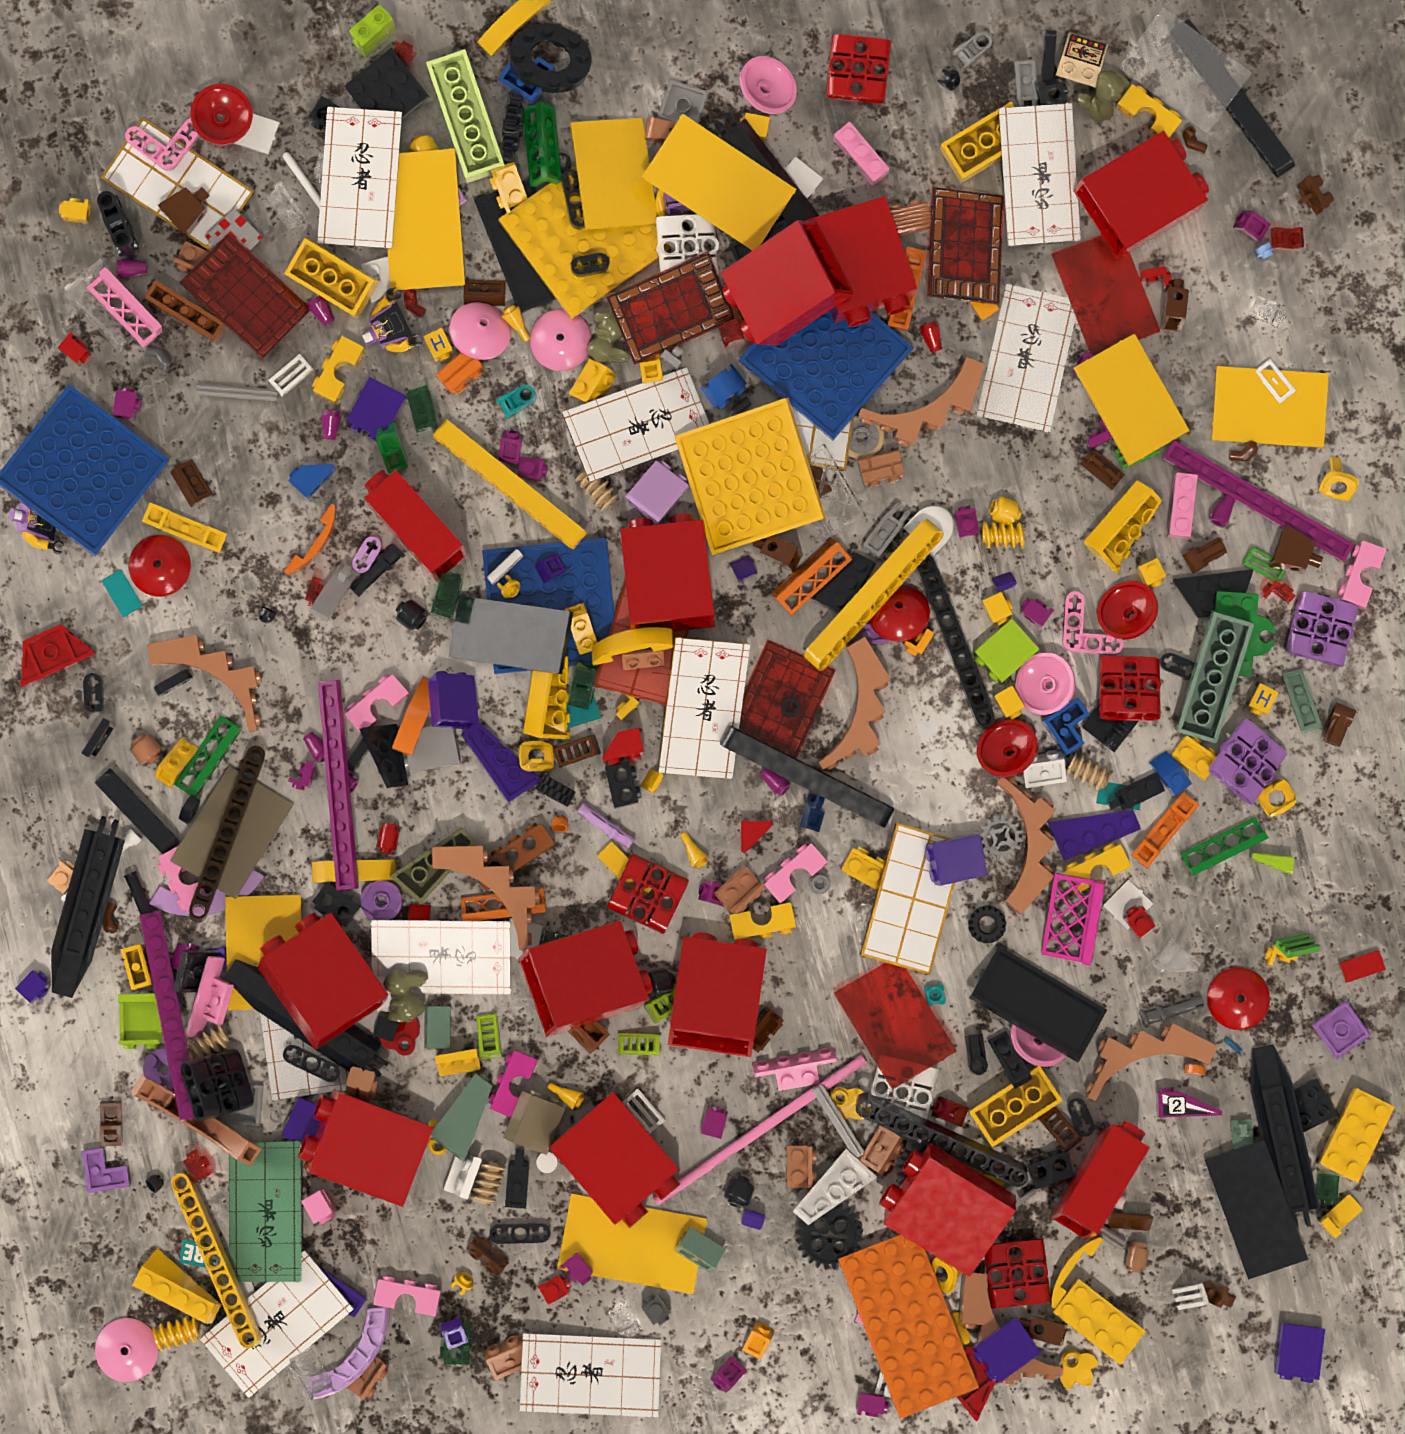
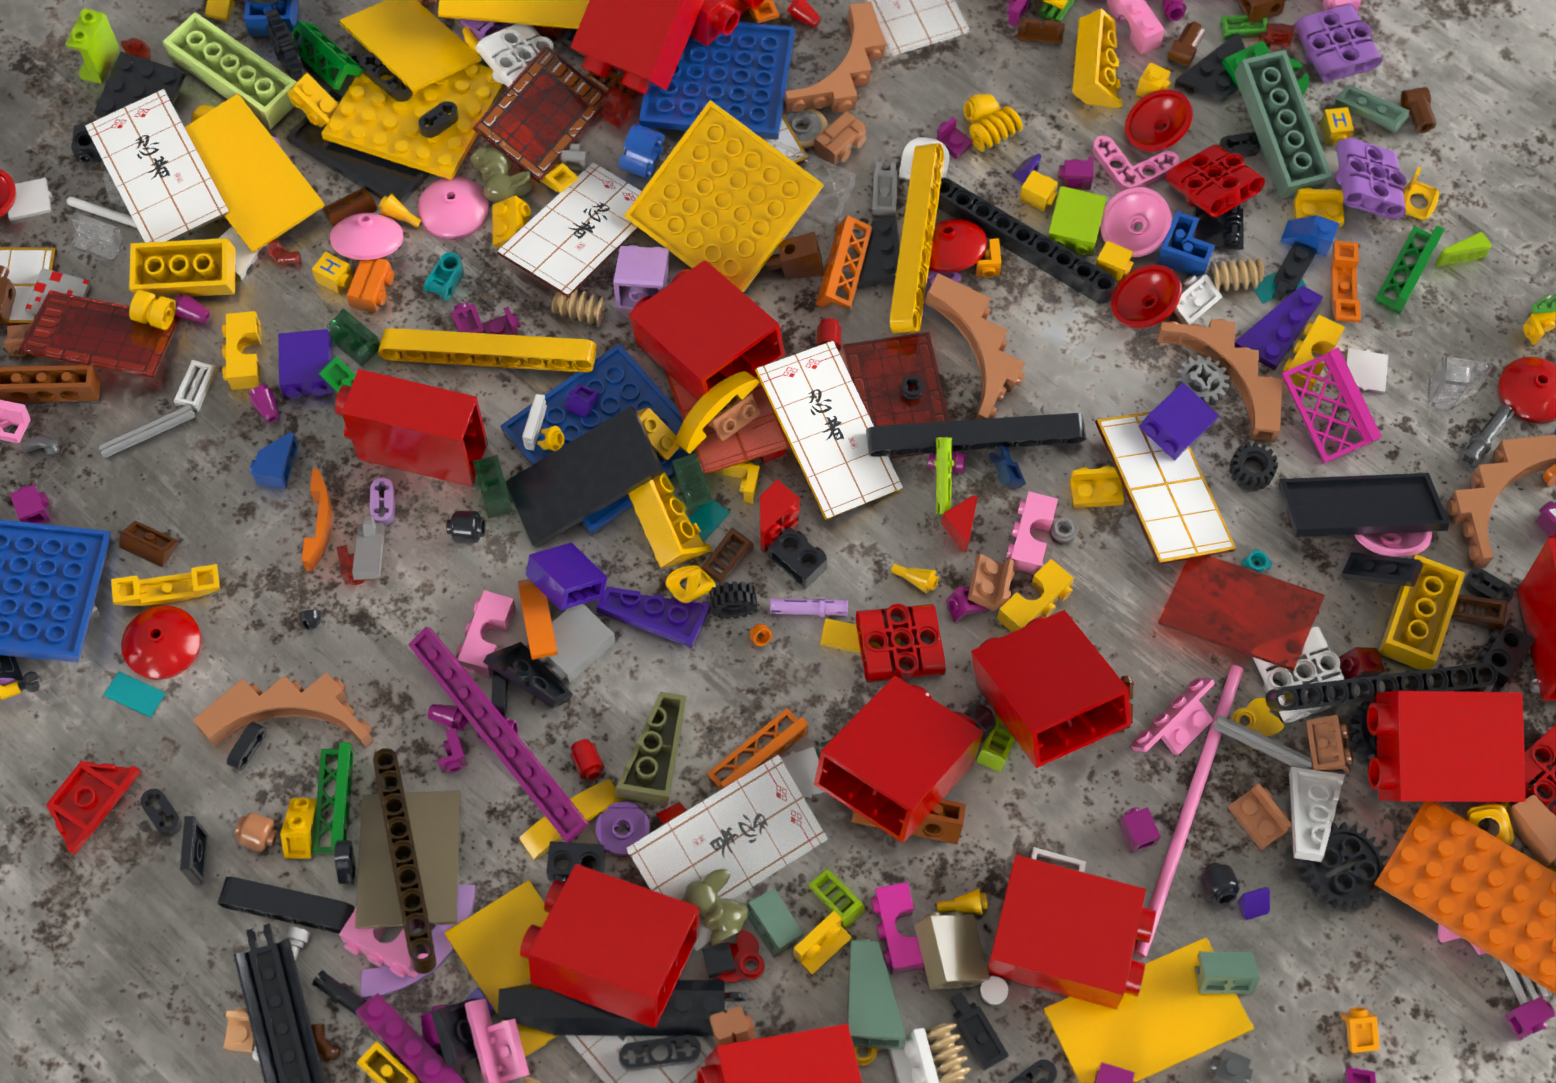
camera: 35 degrees left, 20 degrees down
(292, 300) = (149, 309): none -> yellow wheel
(384, 563) = (405, 498): black pin -> none
(390, 326) = (272, 283): torso -> none
(497, 878) = (769, 726): nougat arch -> none
(525, 856) = (724, 733): dark orange brick -> none
(652, 781) = (825, 535): yellow slope -> none
(656, 1044) = (1019, 787): lime slope -> none
(743, 569) = (775, 297): dark purple slope -> none
(759, 628) = (829, 331): none -> red brick
(764, 787) = (943, 474): none -> lime pin
(976, 1051) = (1342, 590): black piece -> none
(1138, 921) = (1389, 375): red bracket -> none

